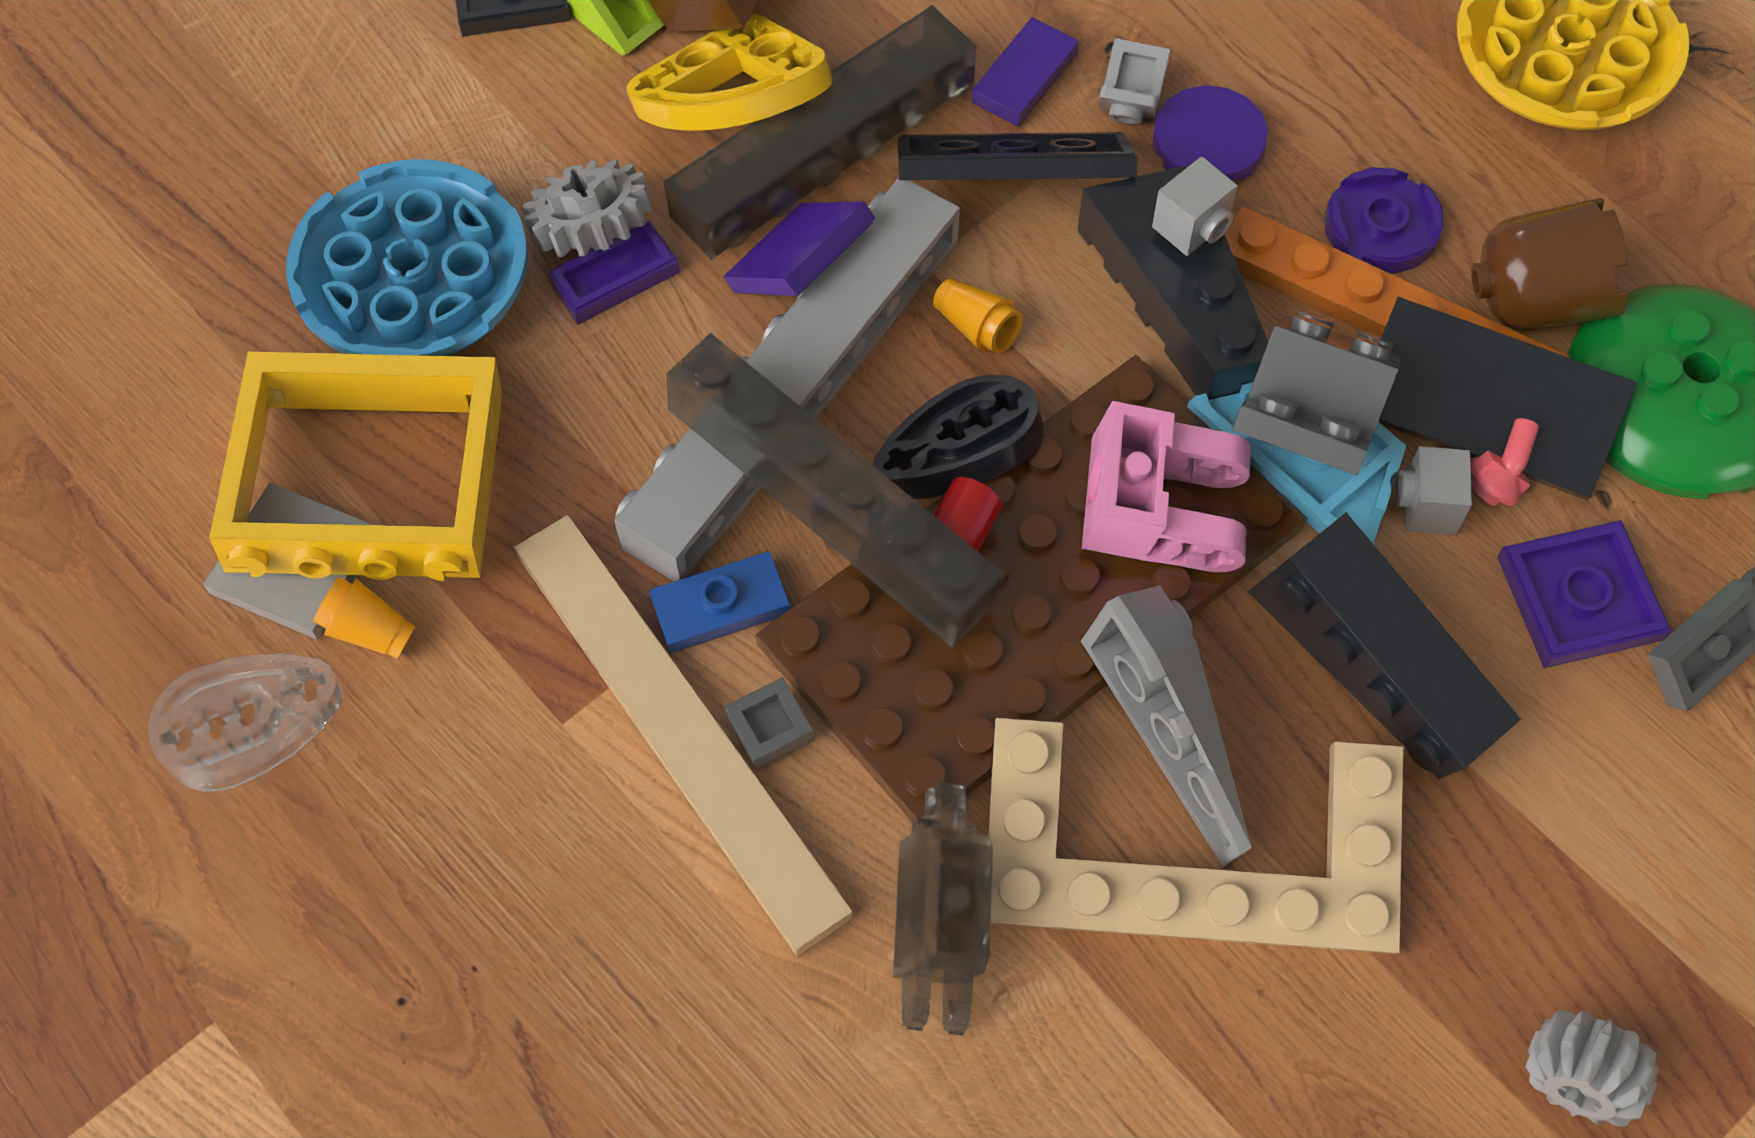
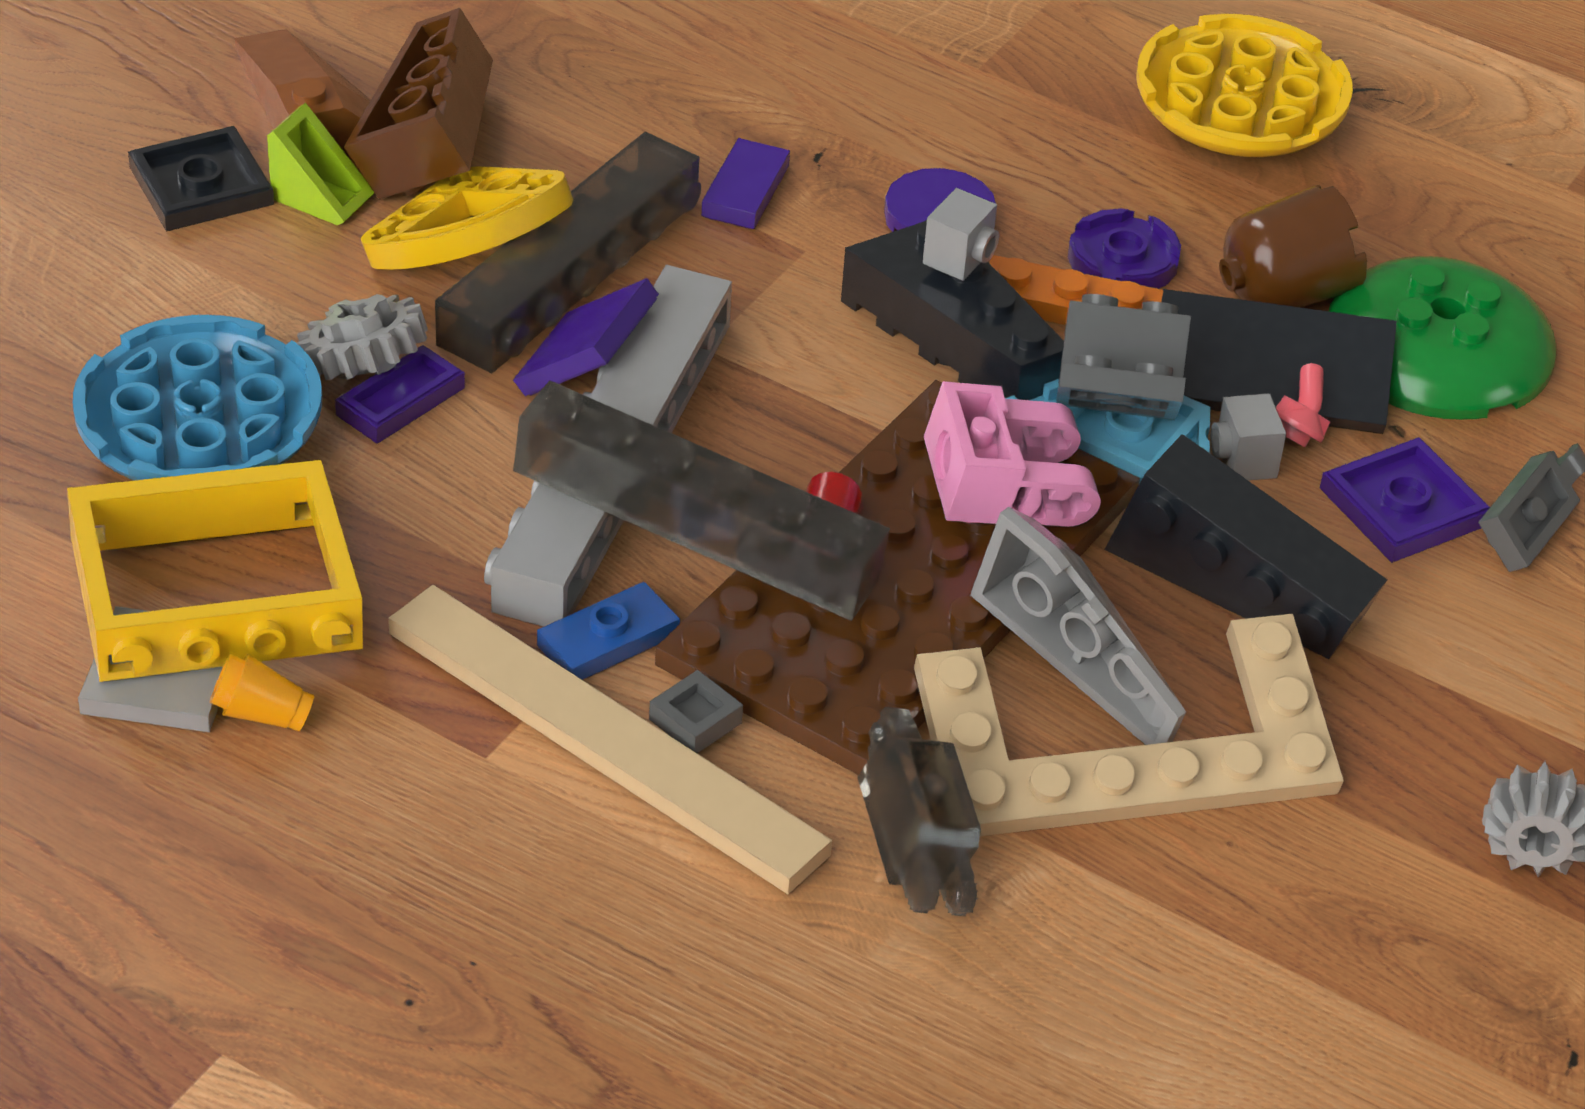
camera: 20 degrees left, 20 degrees down
(221, 689) = (197, 774): clear piece -> none
(928, 444) = (813, 444): black piece -> none
(980, 315) = (776, 370): light orange cone -> none
(1016, 156) = (767, 238): black tile -> none
(1134, 81) = (855, 173): light grey bracket -> none

